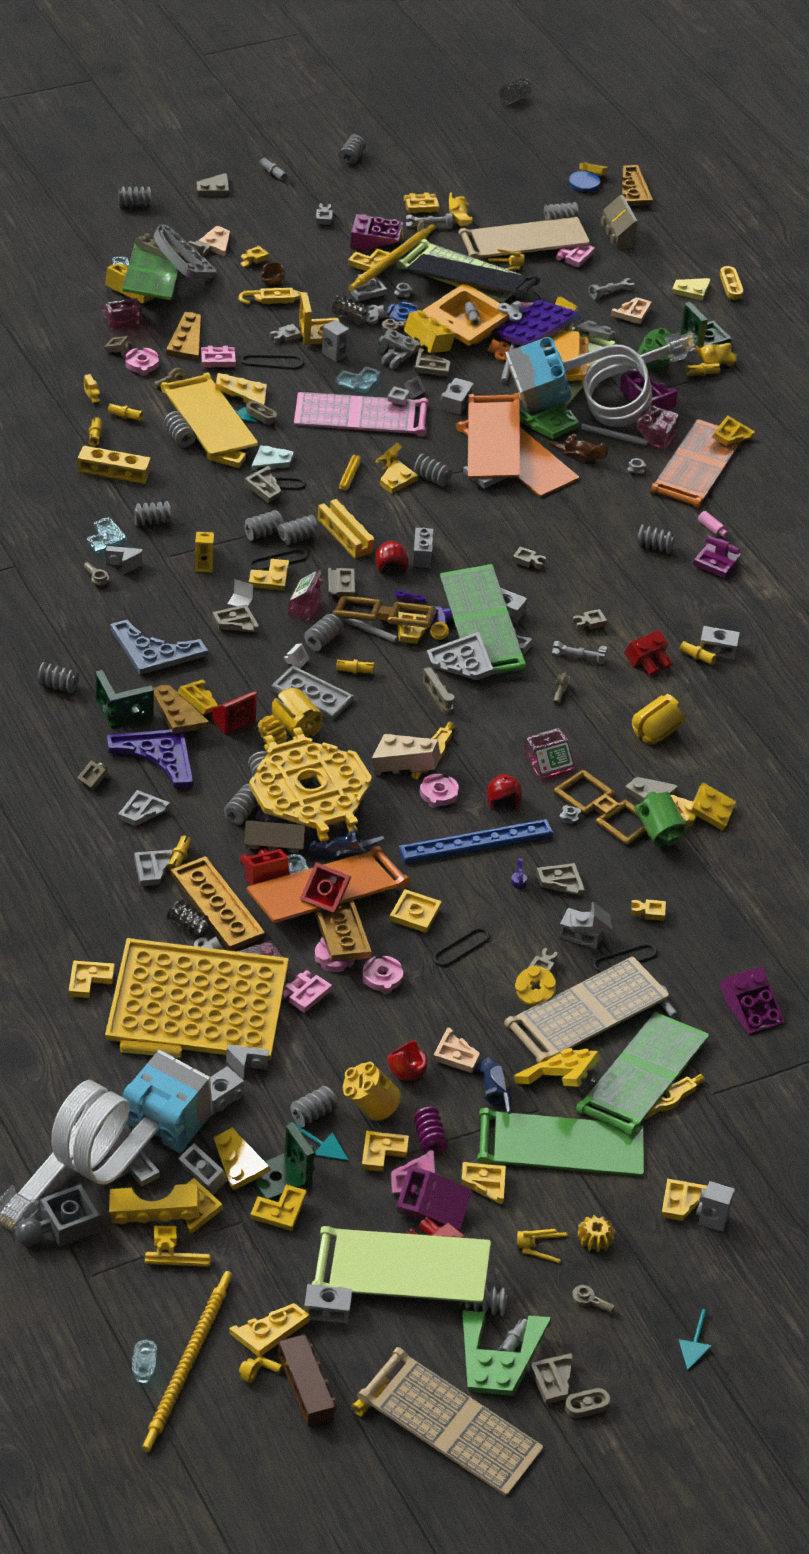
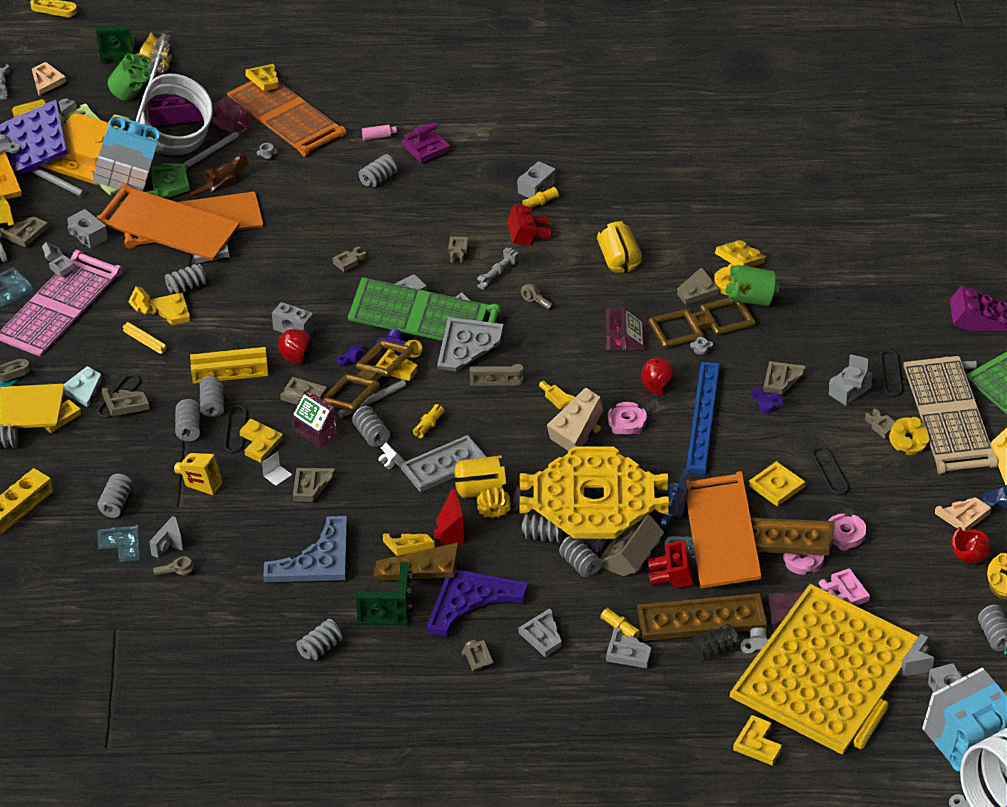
camera: 60 degrees left, 0 degrees up
(325, 887) = (741, 524): red slope -> none
(499, 350) = (33, 180): orange piece -> none
(651, 909) = (845, 334): yellow plate -> none
(691, 288) = (39, 33): light yellow wing -> none

